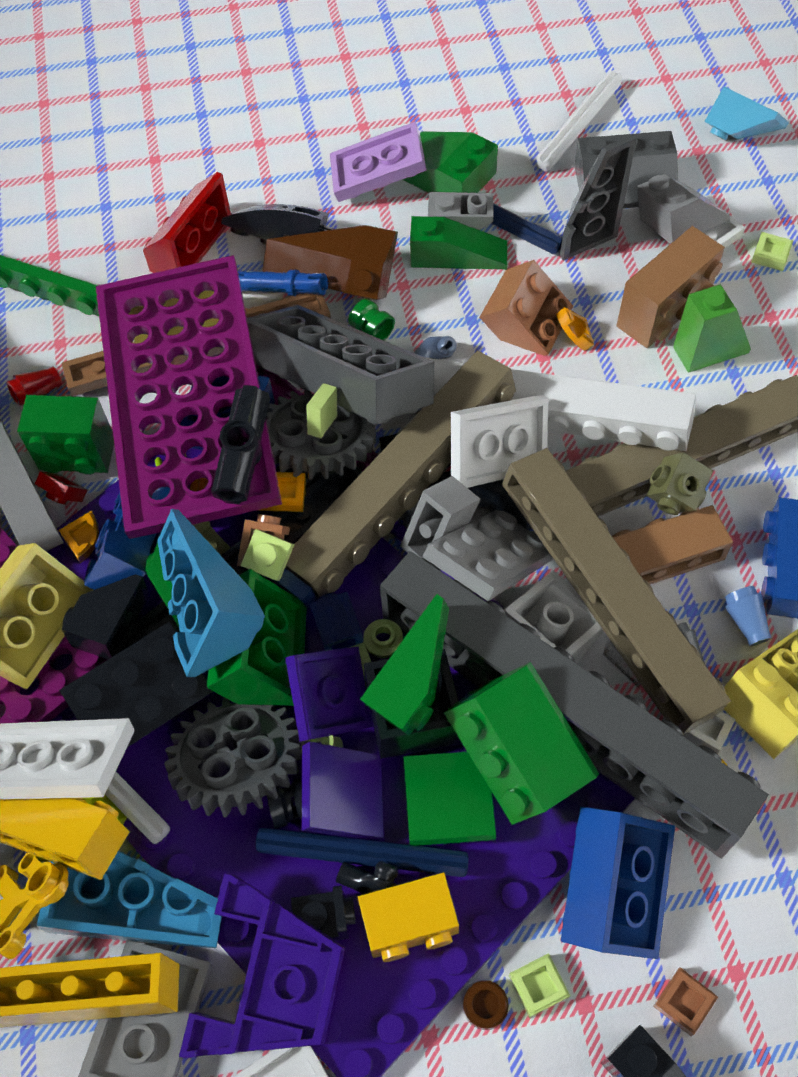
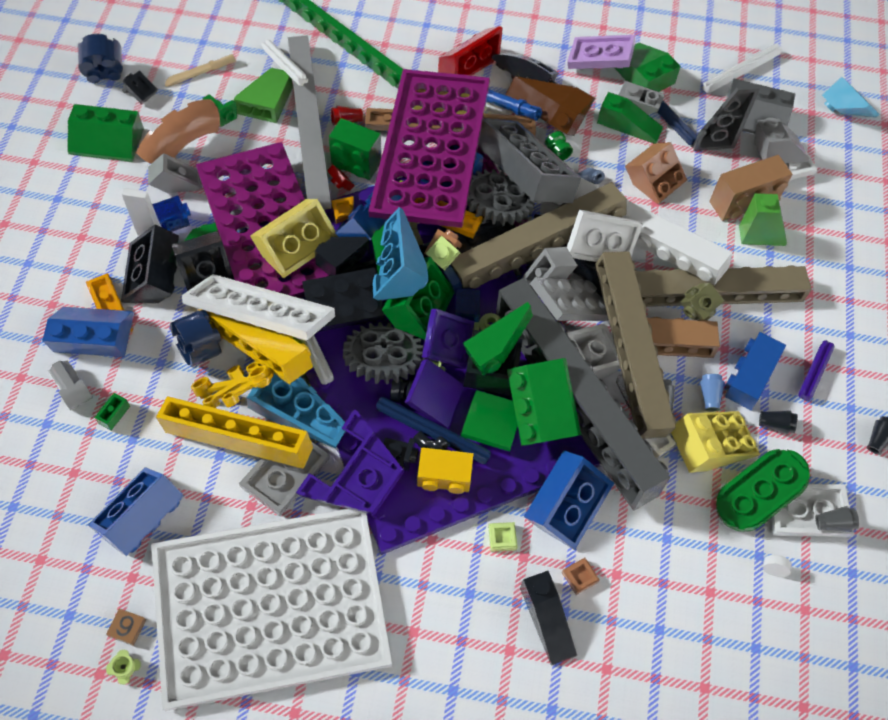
camera: 15 degrees right, 0 degrees up
(238, 462) = (451, 185): black piece -> none
(321, 410) = (505, 183): yellowish green tile -> none
(485, 1005) = (469, 535): reddish brown tile -> none
(576, 328) = (682, 193): light orange tile -> none
(772, 251) = (829, 190): yellowish green tile -> none

